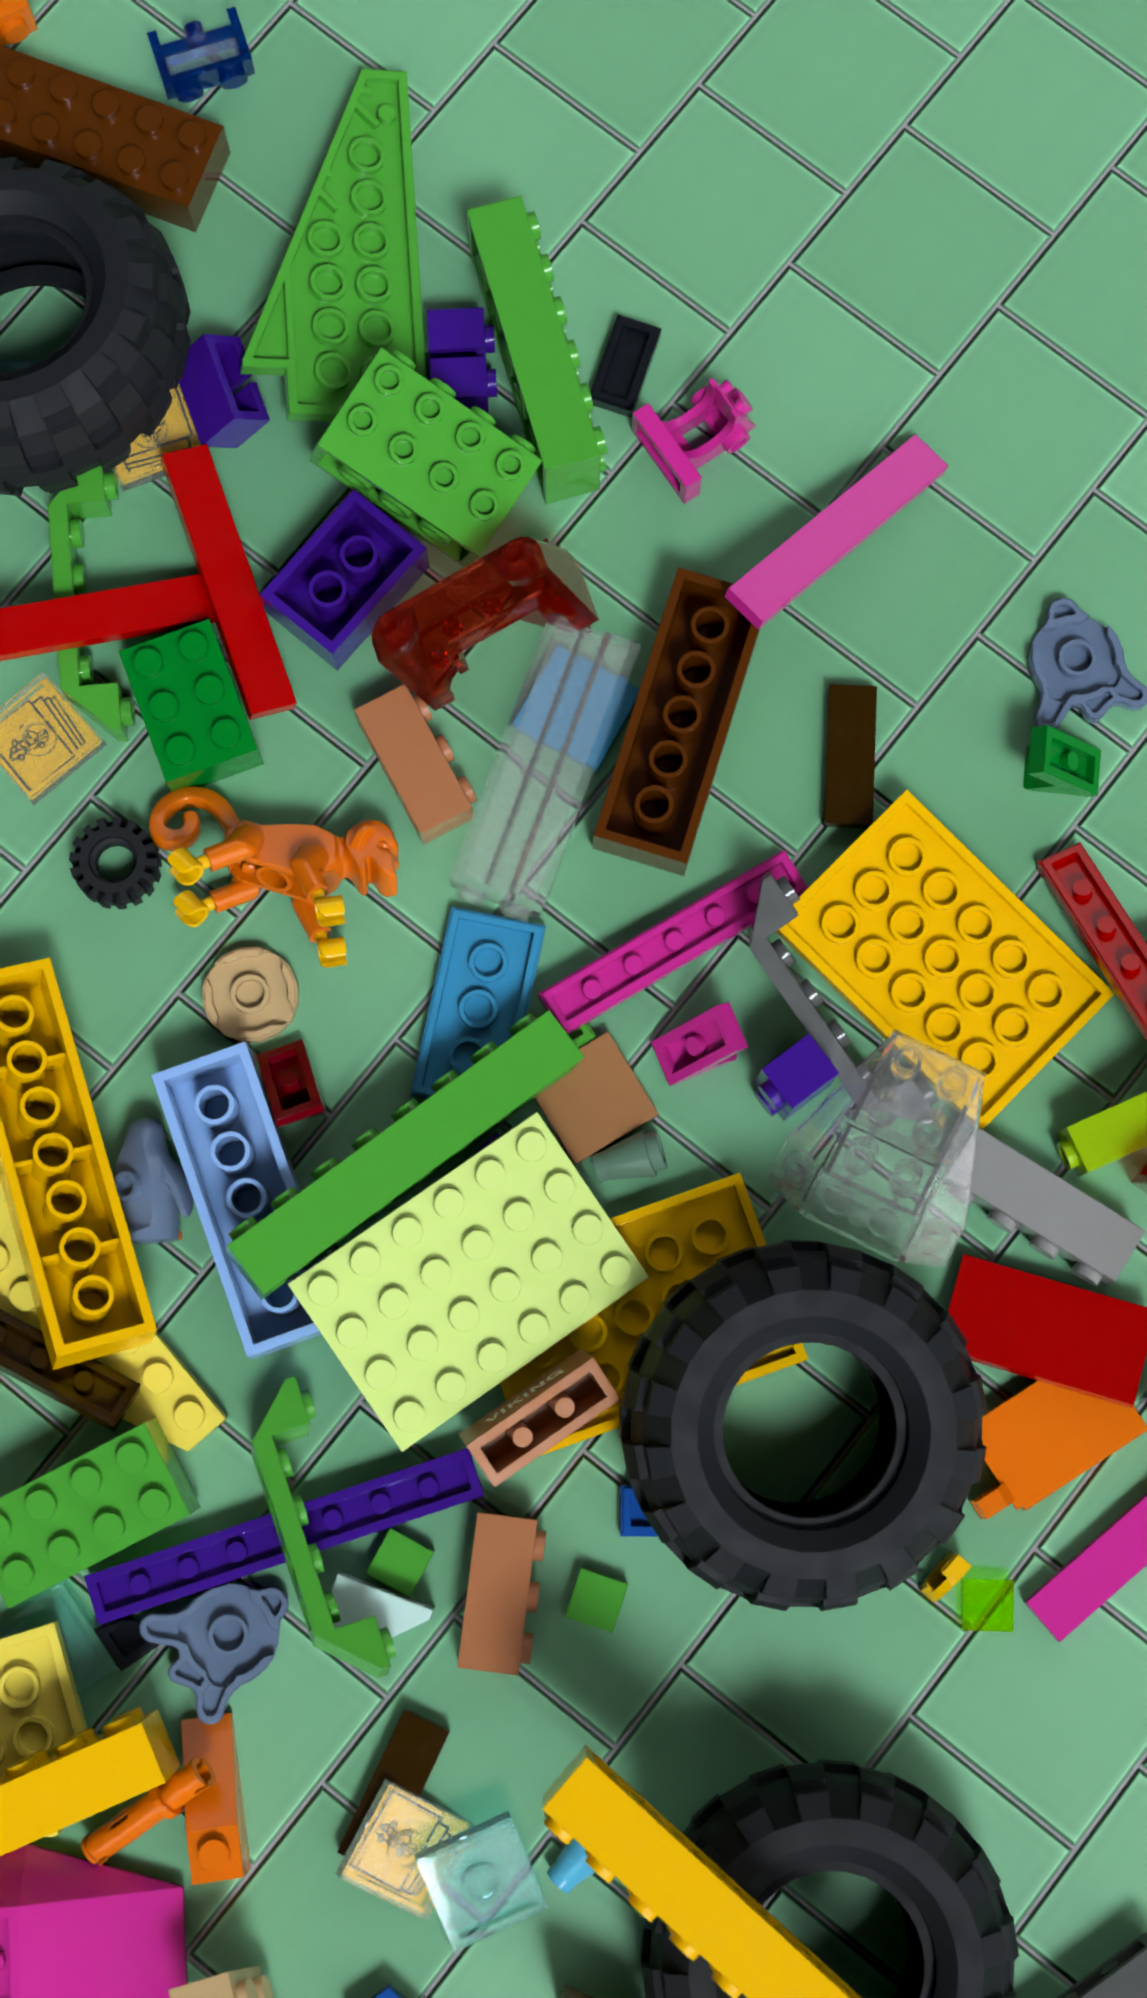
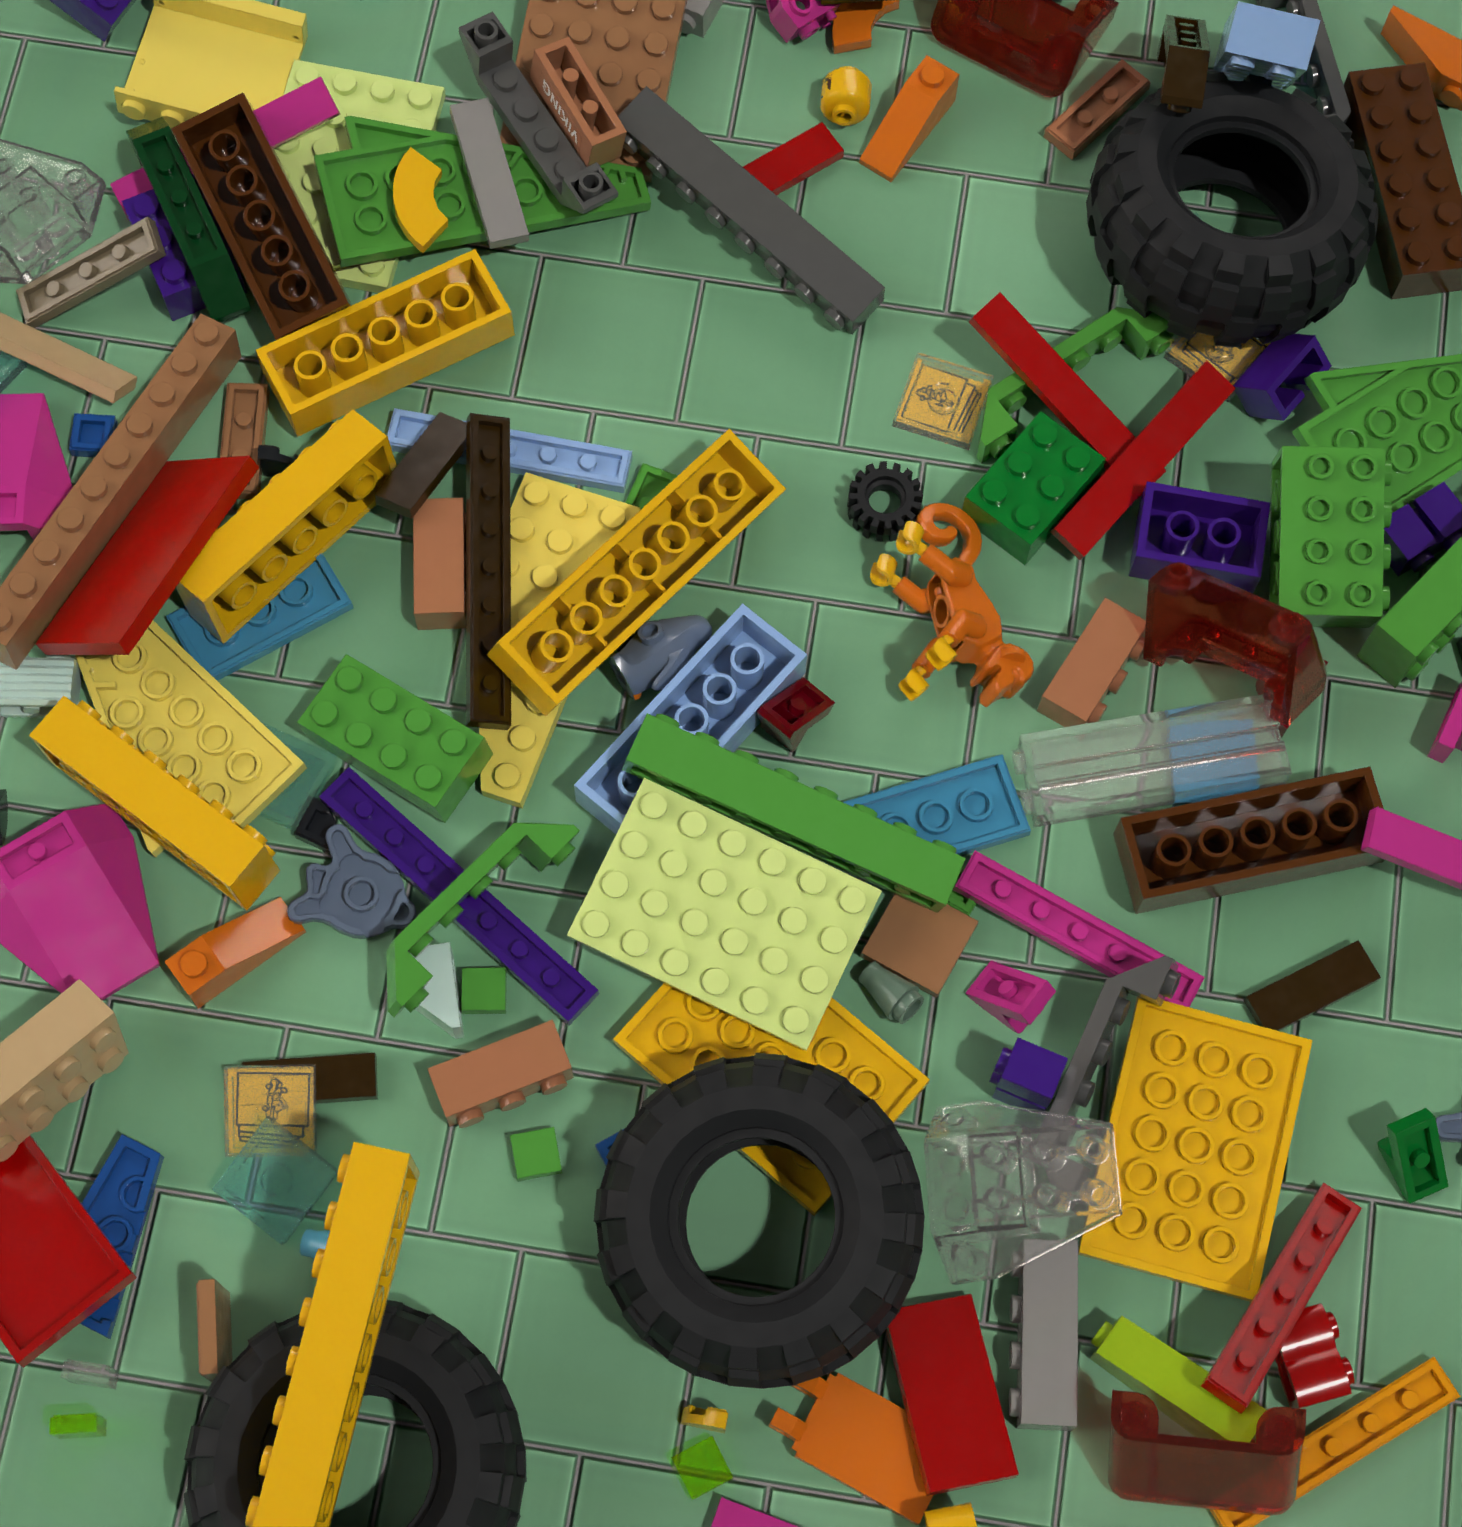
camera: 60 degrees right, 10 degrees down
(159, 1803) = (214, 908): orange pin -> none
(250, 995) = (846, 650): tan tile -> none
(539, 1416) = (649, 1020): nougat brick -> none

